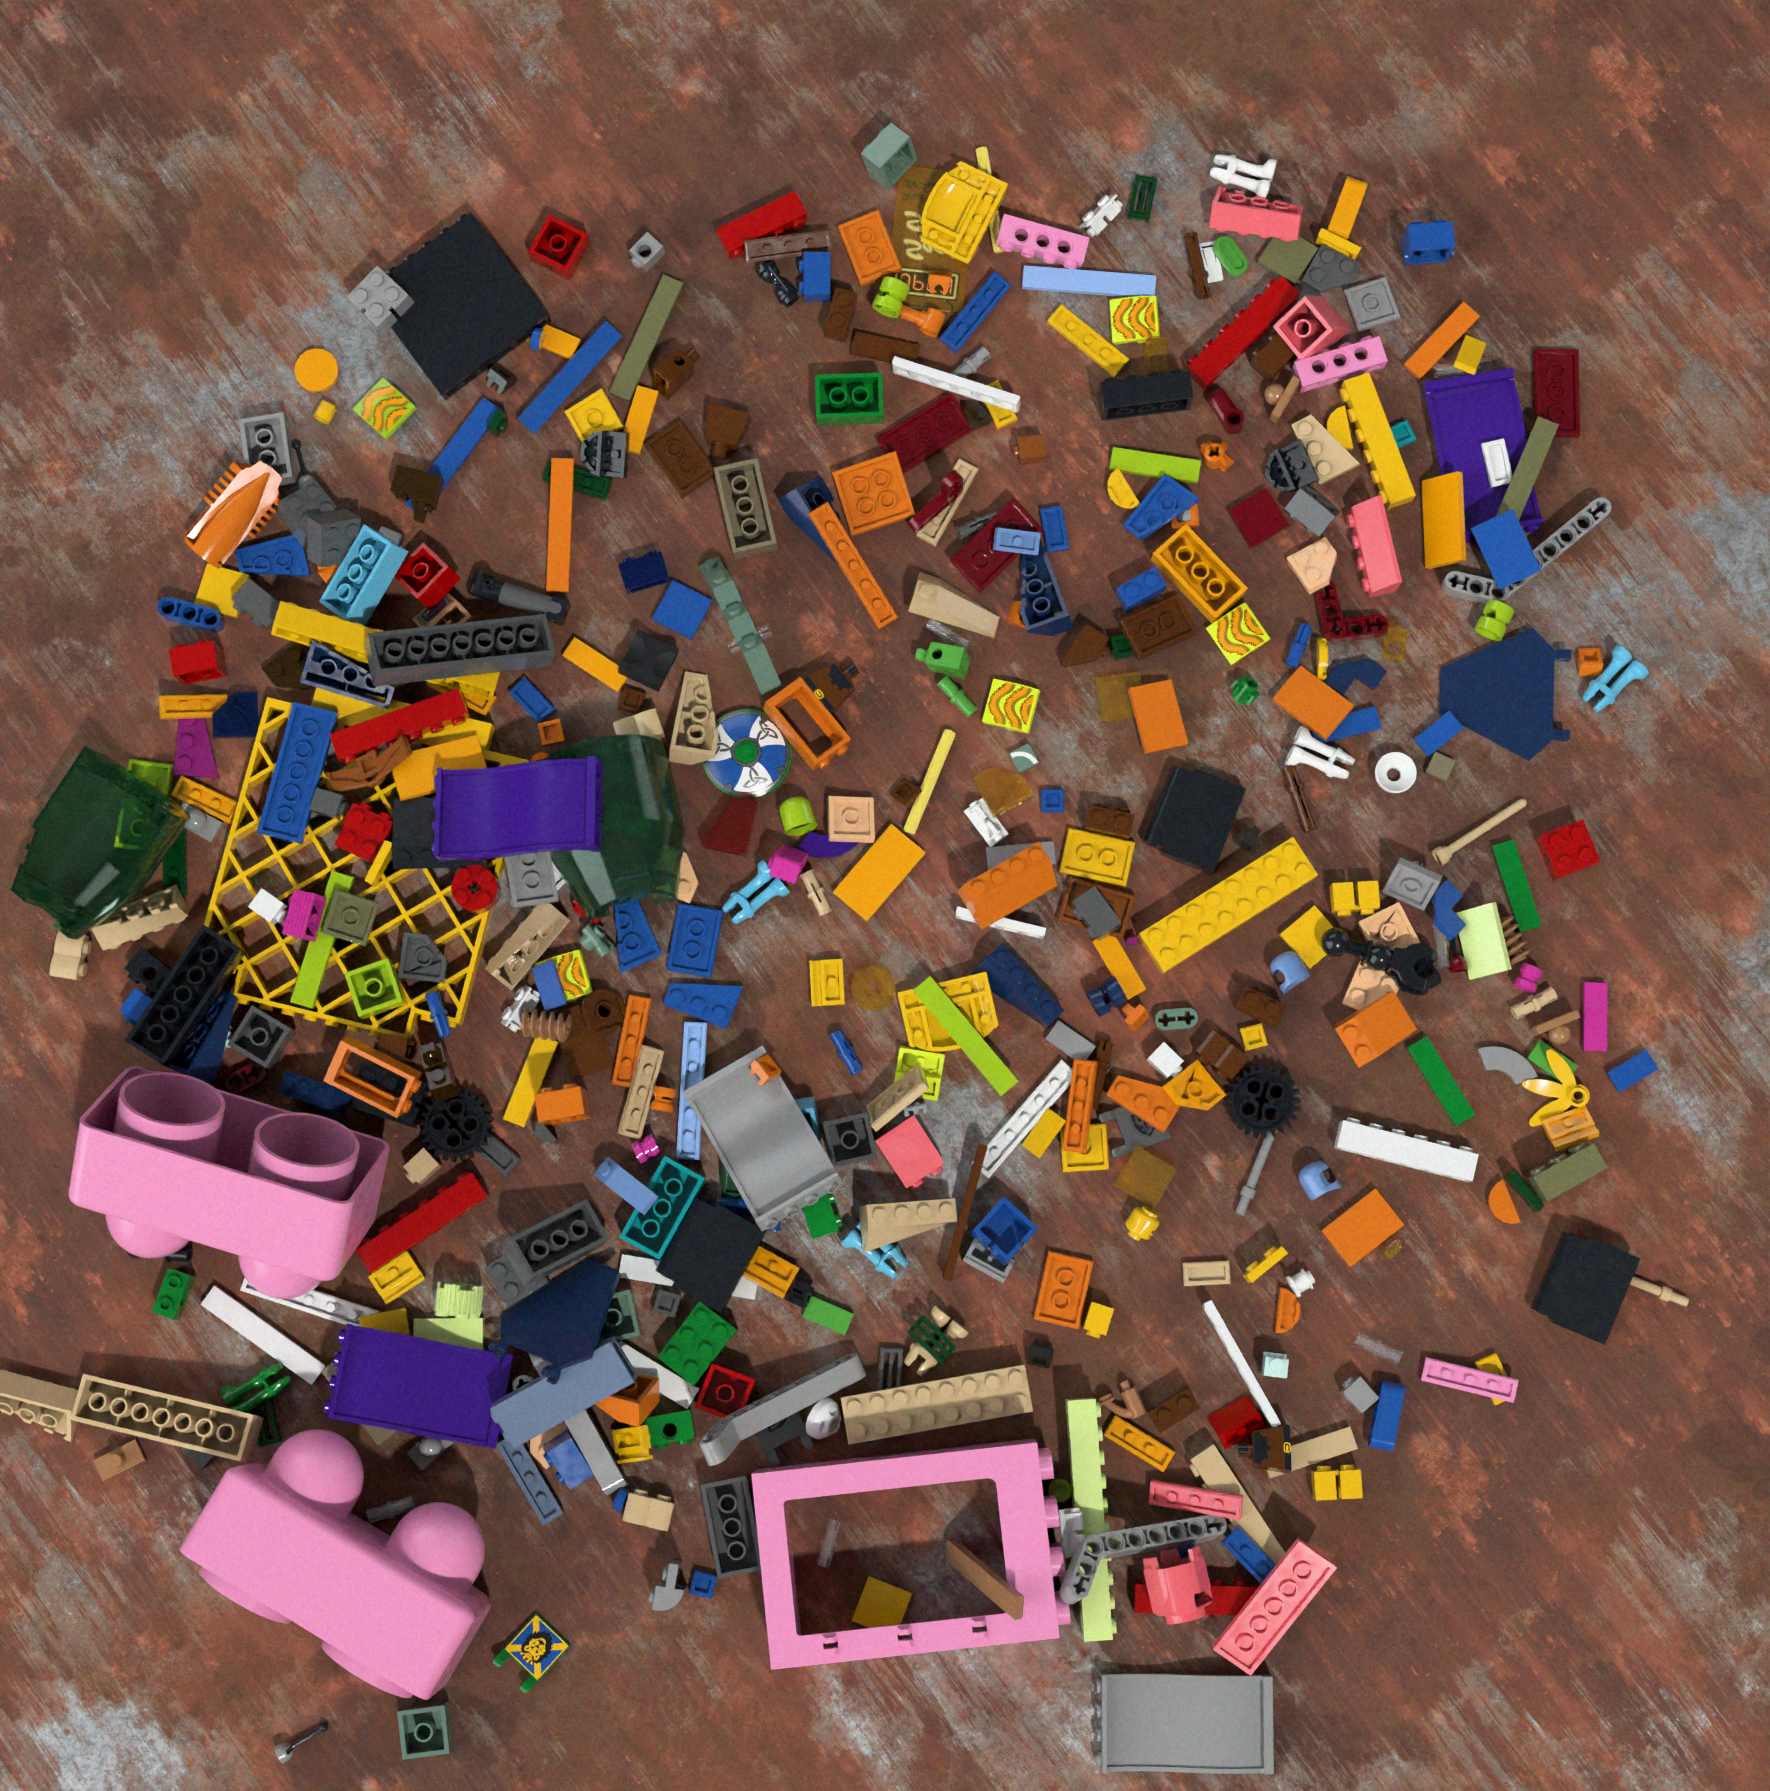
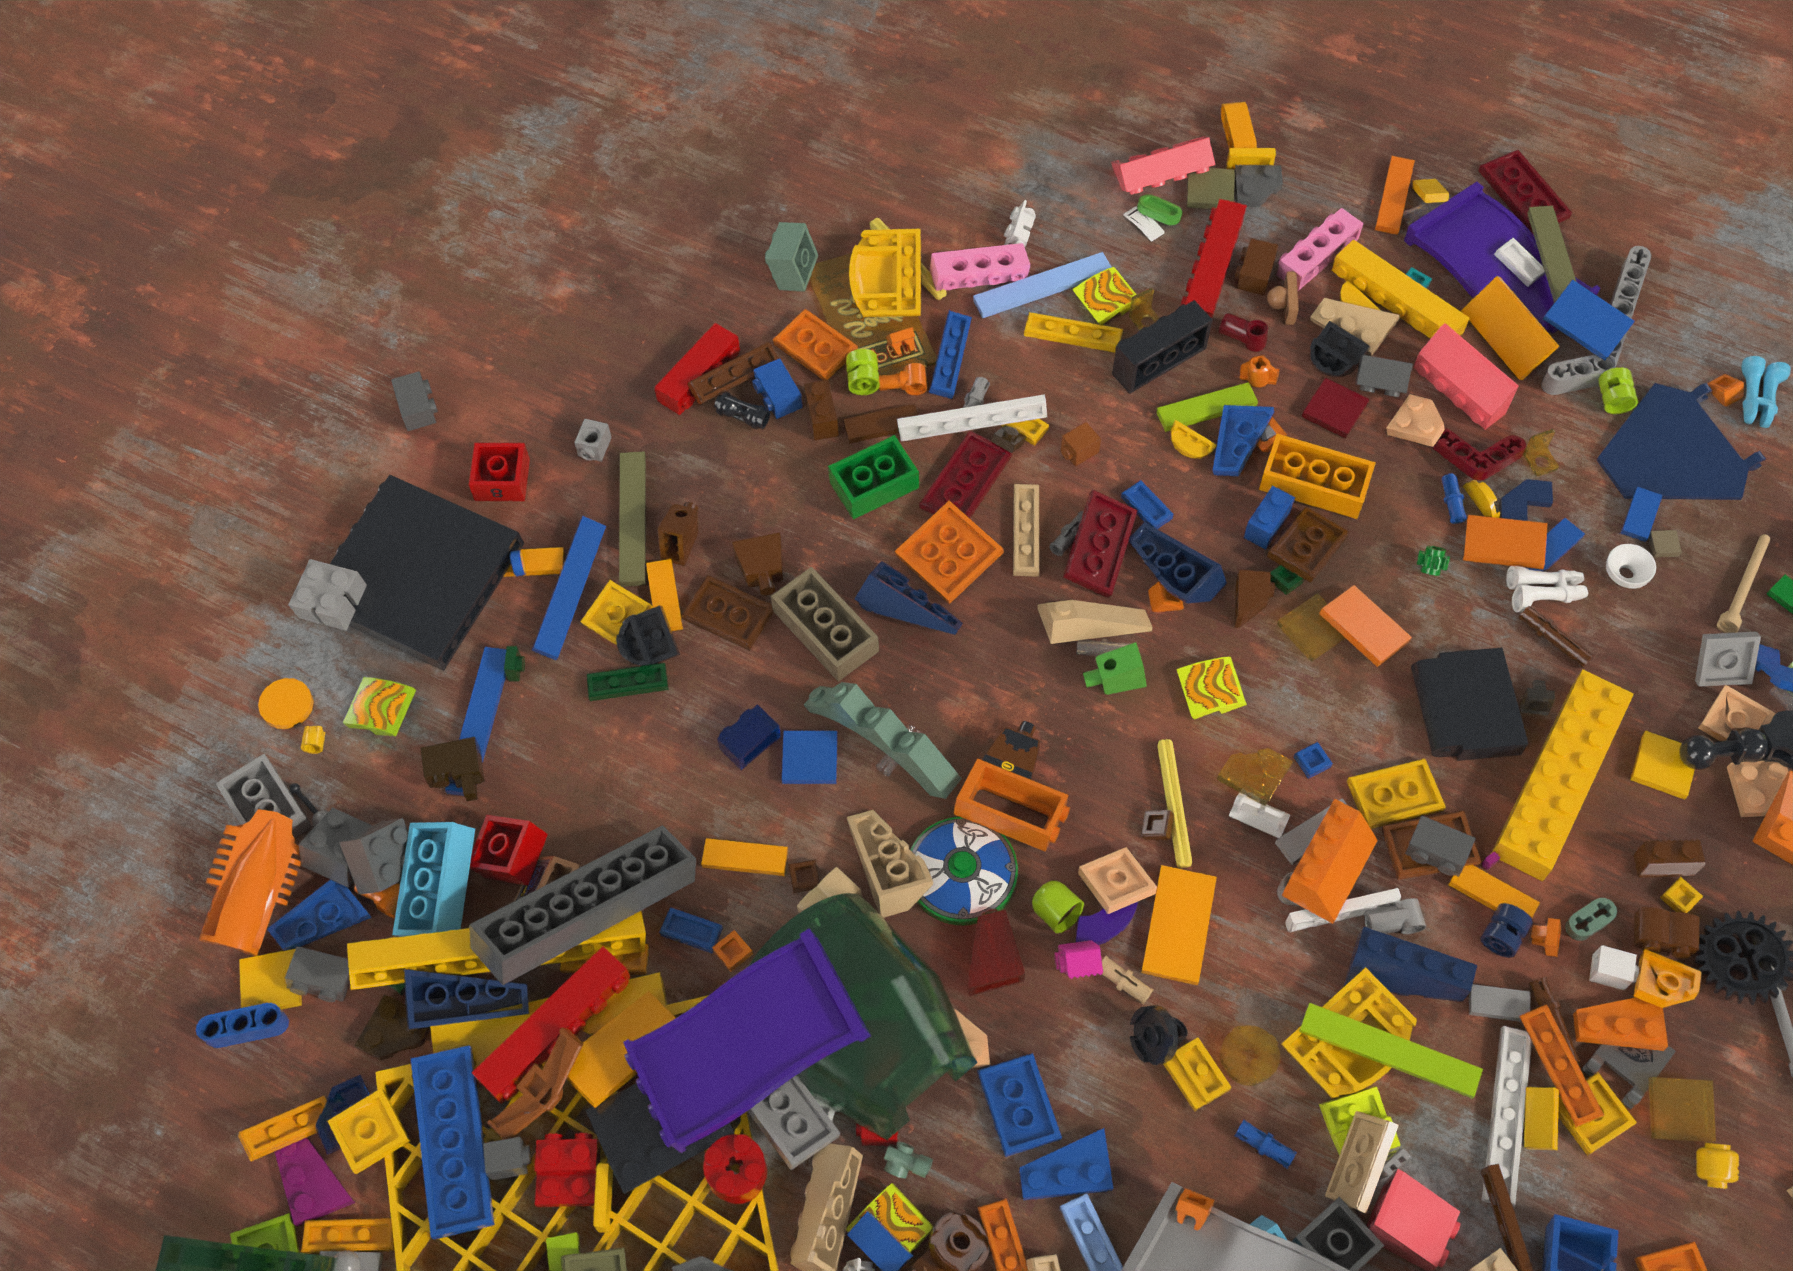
camera: 30 degrees left, 20 degrees down
(198, 662) = (272, 1072): red brick -> none
(246, 737) = (368, 1131): none -> yellow tile
(488, 587) = (580, 831): piece -> none
(501, 377) = (498, 619): pearl dark grey tile -> none
(521, 143) = (414, 401): none -> dark grey brick
(560, 525) = (632, 733): orange tile -> none
(634, 936) = (948, 1134): blue wing -> none
(648, 660) = (802, 822): black brick -> none
(775, 888) = (1078, 996): medium azure piece -> none
(811, 943) = (1156, 1034): none -> black tile
(852, 565) = (968, 625): orange tile -> none
(950, 490) = (1027, 511): dark red beam -> none
(957, 696) = (1151, 703): bright green pin -> none
(1016, 541) = (1120, 527): medium blue plate -> none
(1023, 758) = (1256, 732): sand green tile -> none
(1041, 949) = (1402, 916): none -> light grey piece
(1109, 822) = (1387, 749): reddish brown brick -> none
(1139, 216) = (1054, 214): dark green tile -> none
(1199, 274) = (1142, 234): reddish brown pin -> none
(1233, 164) = (1110, 146): white piece -> none
(1238, 633) = (1388, 515): slope -> none
(1292, 967) = (1671, 803): medium blue helmet -> none
(1311, 326) = (1277, 222): coral slope -> none
(1366, 898) = (1676, 705): yellow piece -> none
(1371, 304) = (1312, 194): light grey tile -> none
(1428, 242) = (1331, 120): blue brick -> none

